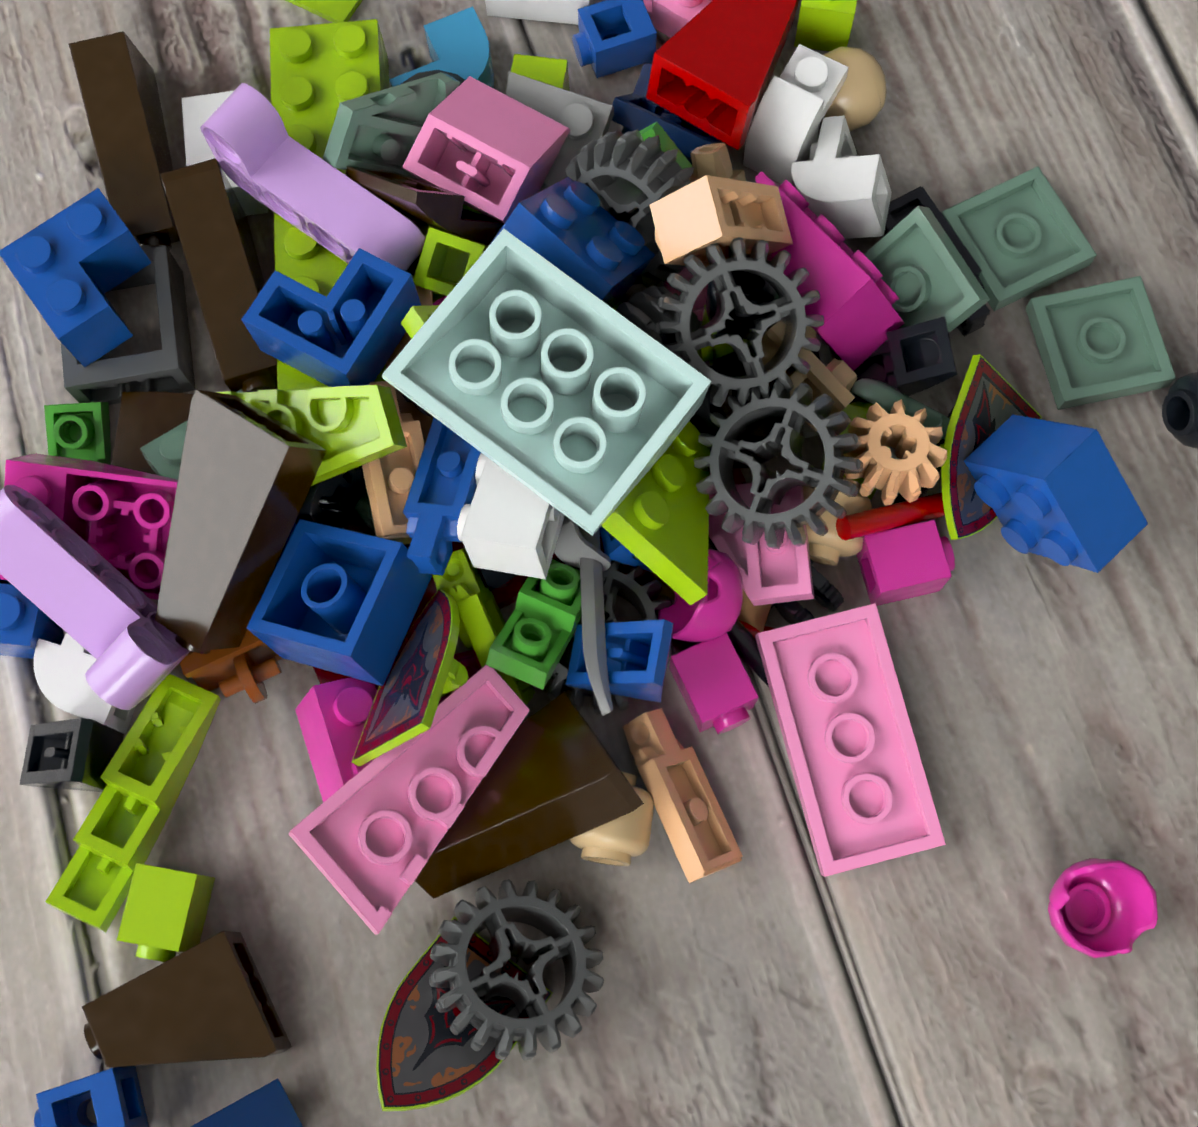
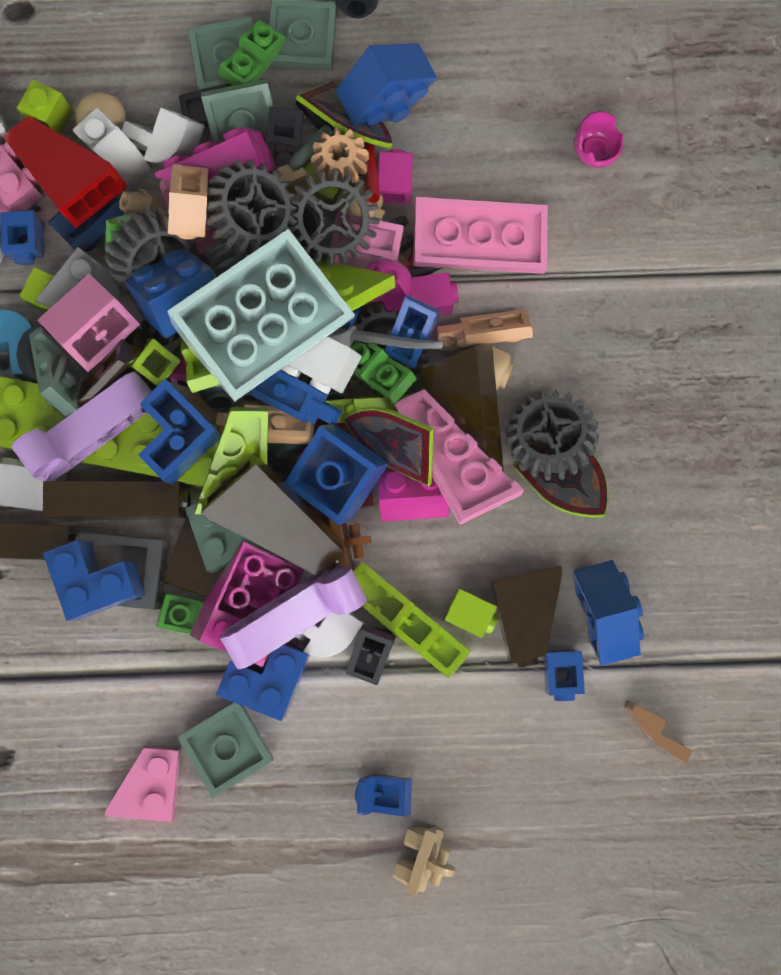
camera: 75 degrees left, 10 degrees up
(1035, 277) = (253, 57): none -> bright green slope

